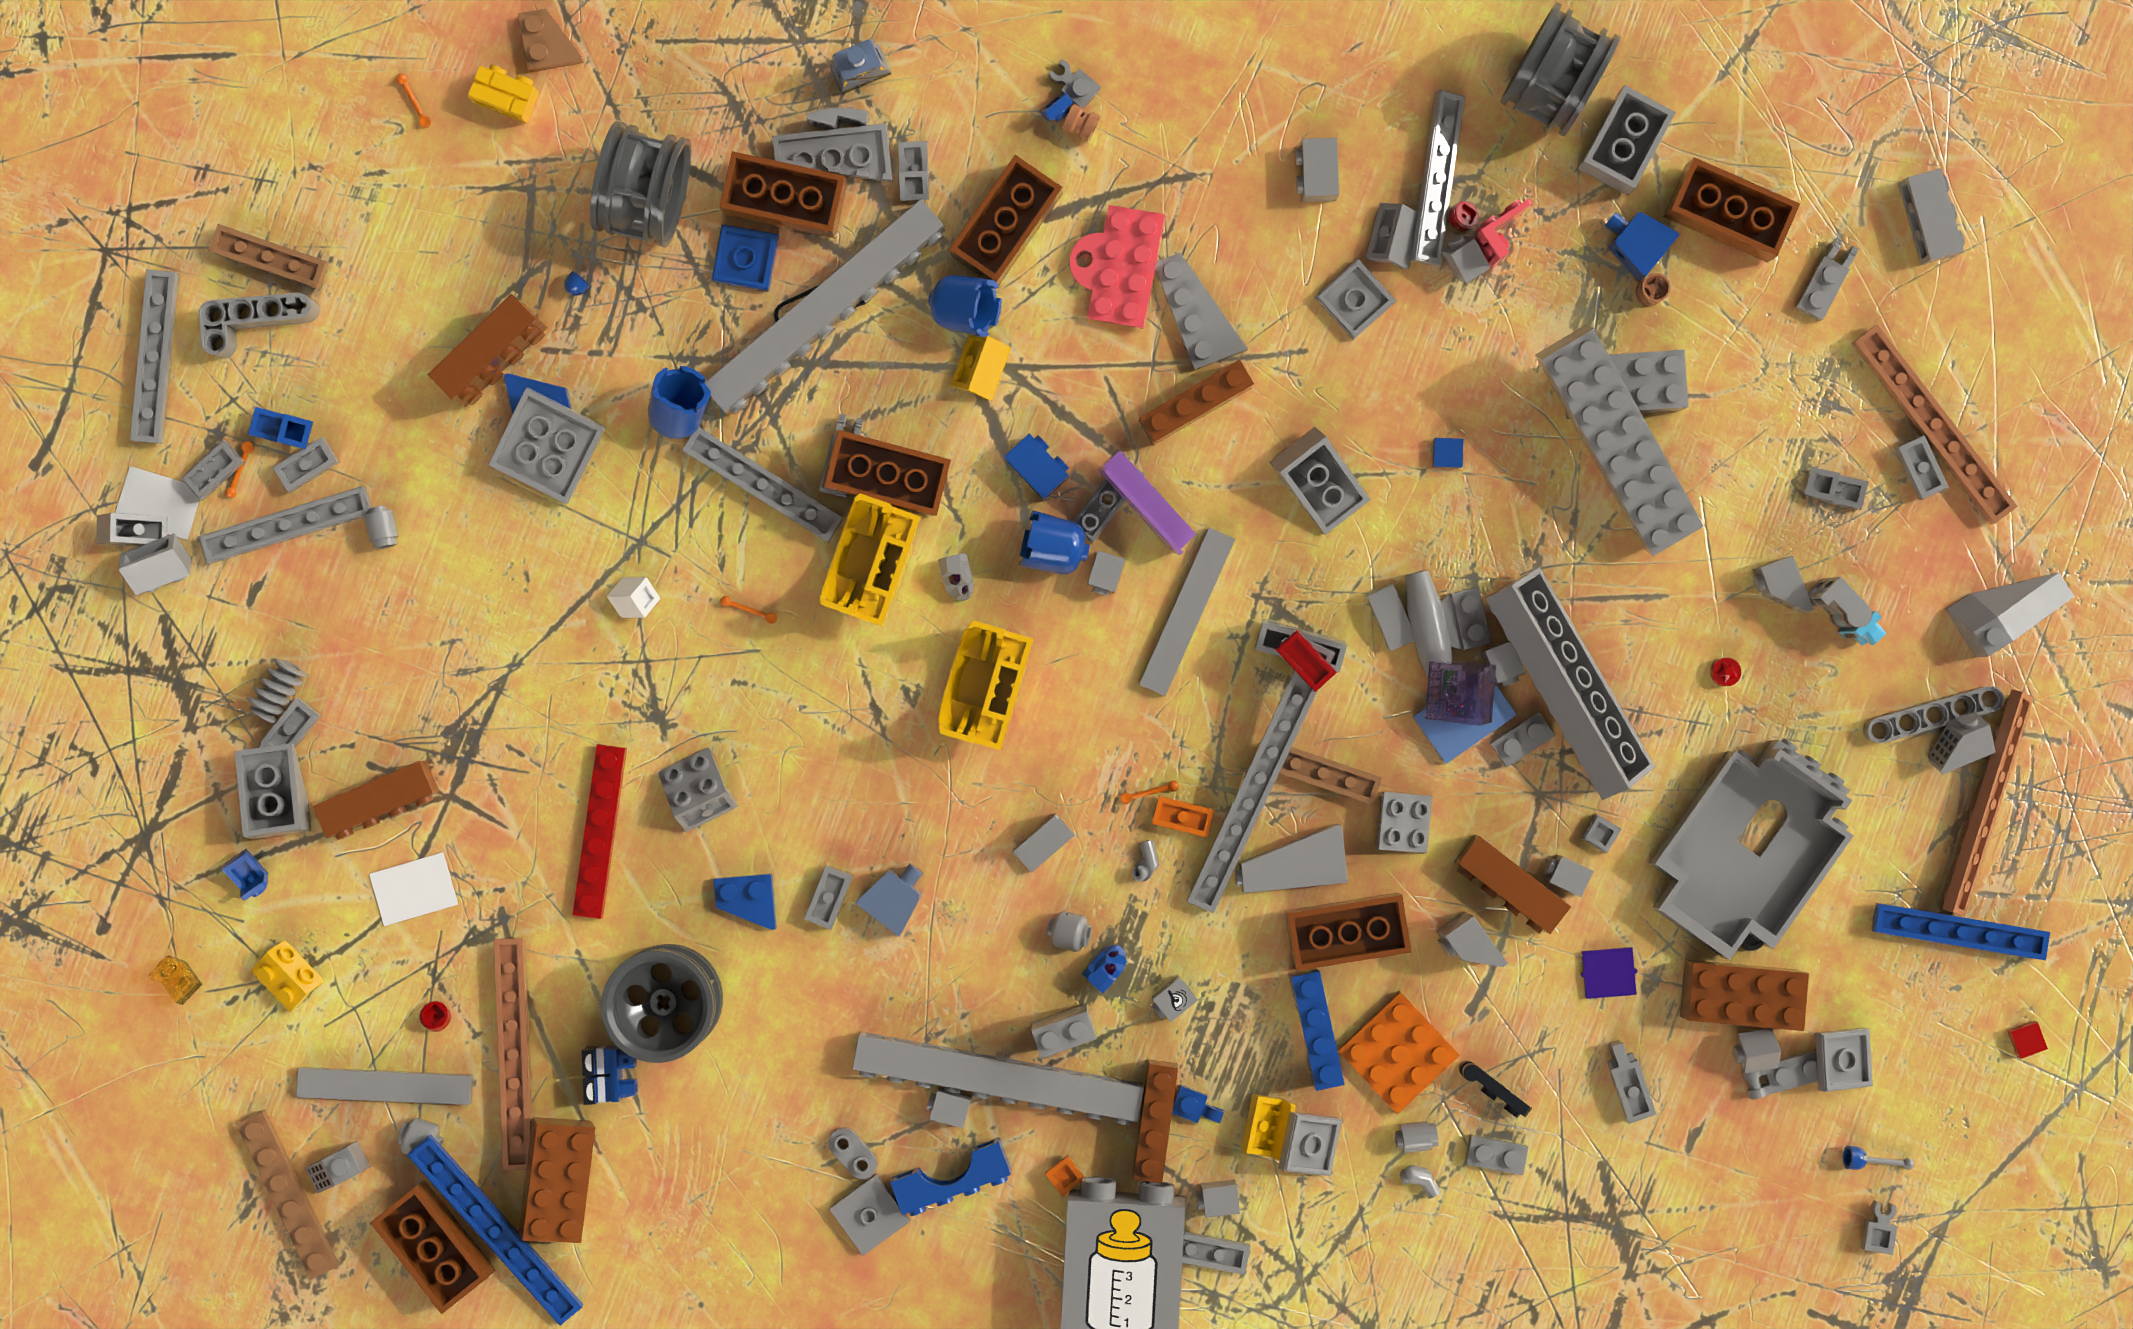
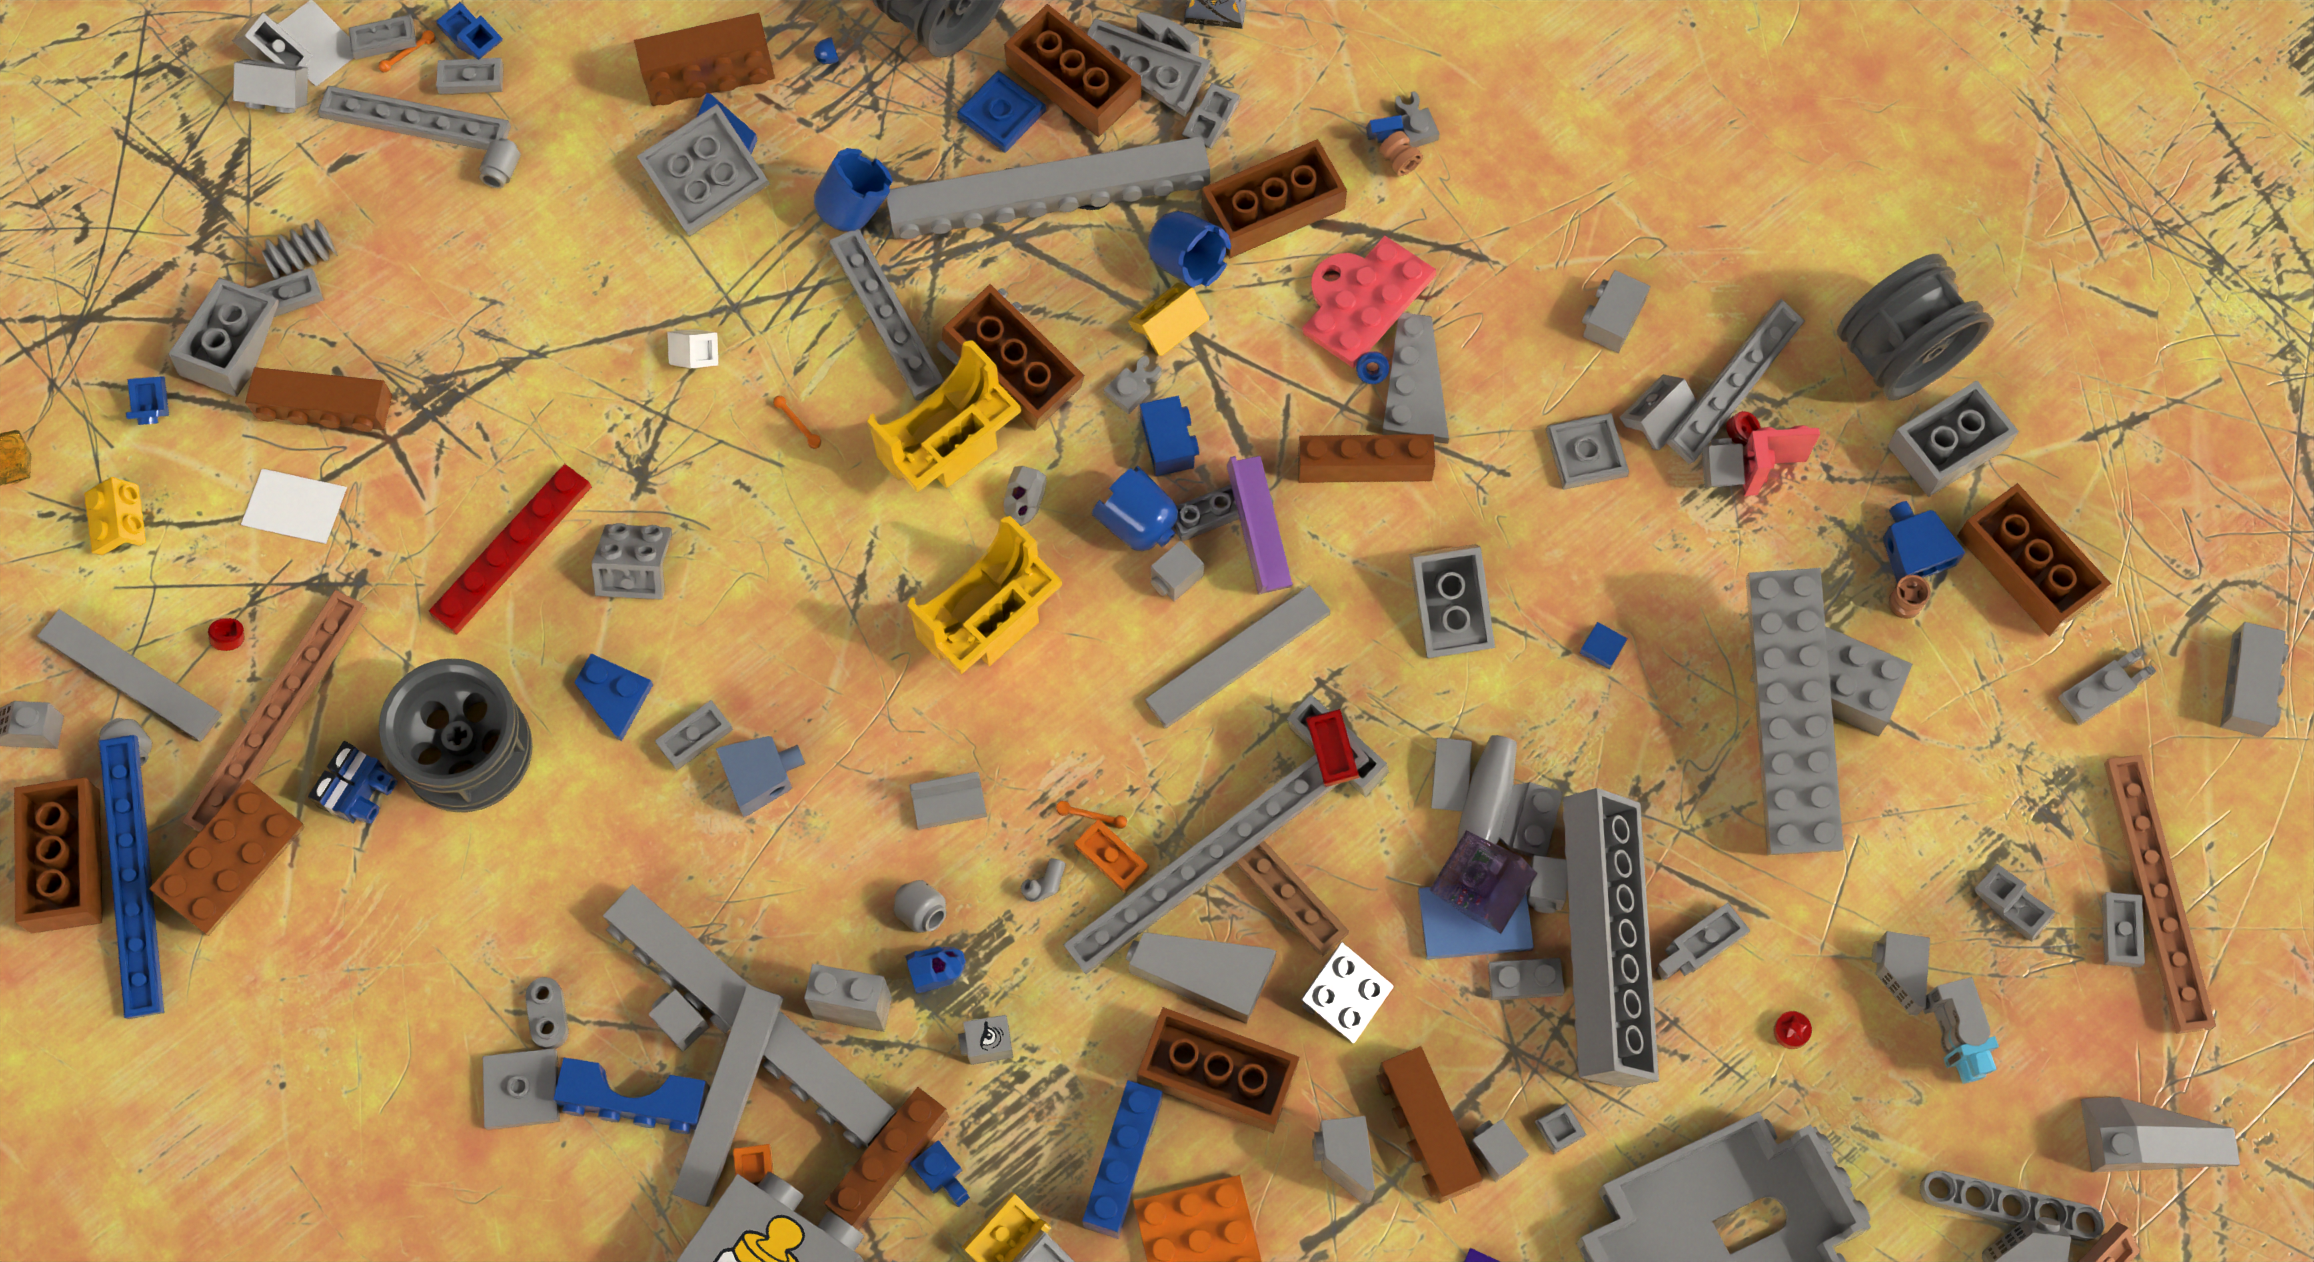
camera: 30 degrees right, 20 degrees down
(983, 440) = (1131, 388): none -> light grey plate
(1020, 1141) = (728, 1095): none -> light grey tile
(1162, 327) = (1368, 376): none -> blue plate
(1633, 643) = (1703, 942): none -> light grey hinge

